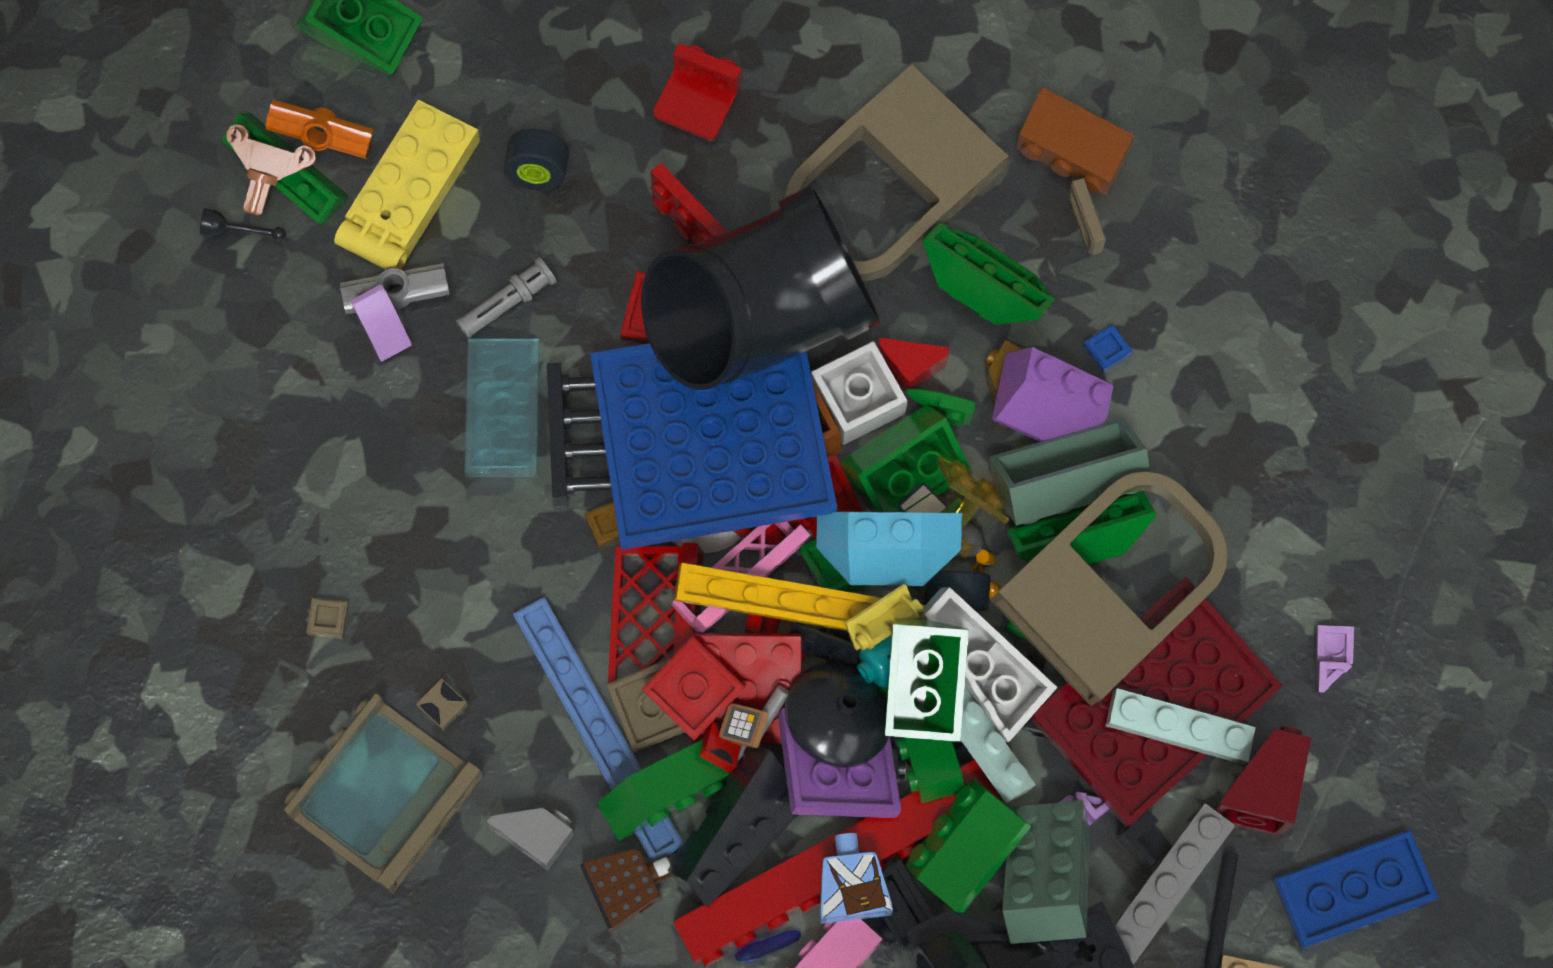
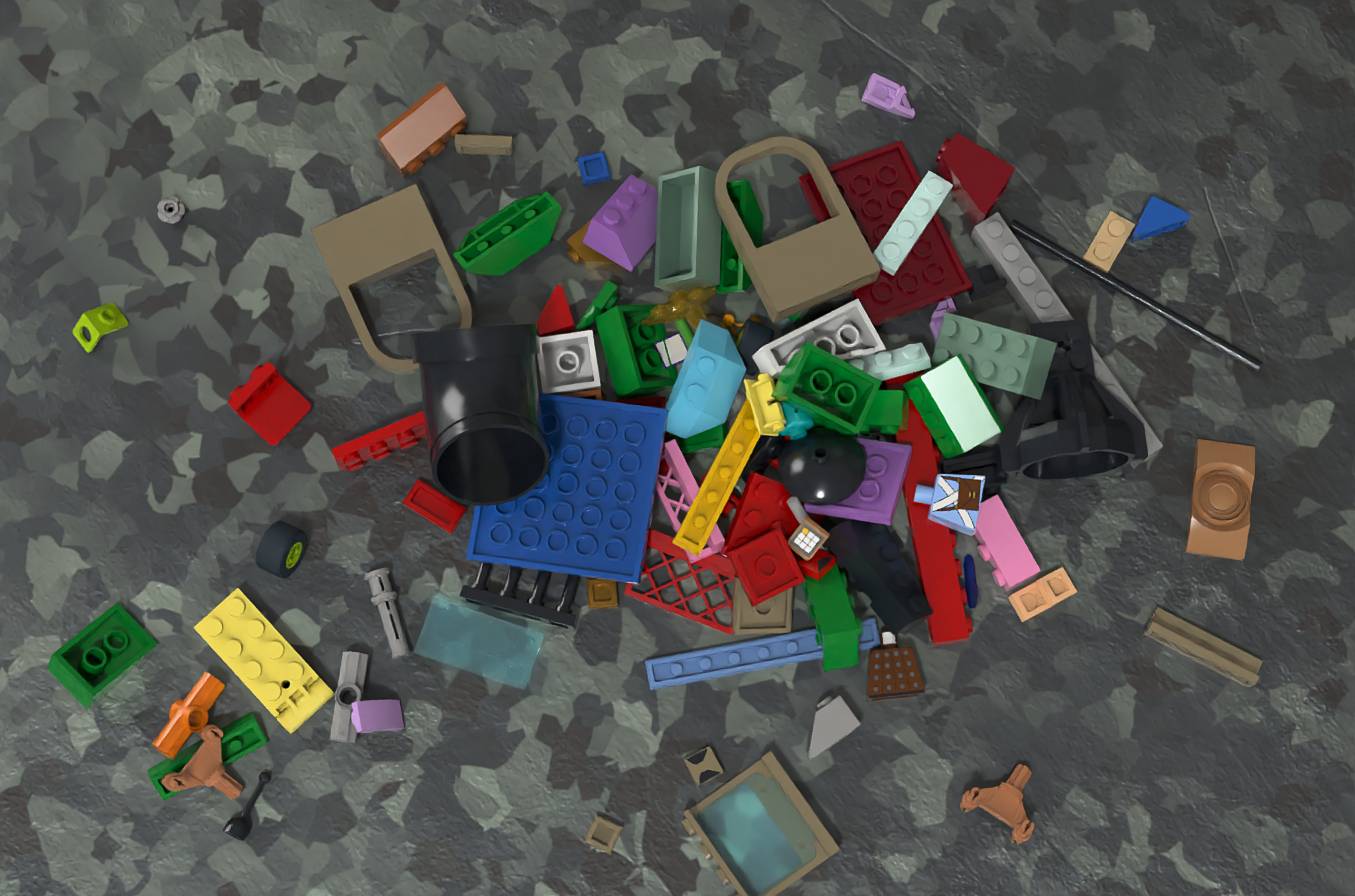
camera: 70 degrees left, 5 degrees up
(1355, 889) = (1064, 147): blue tile -> none

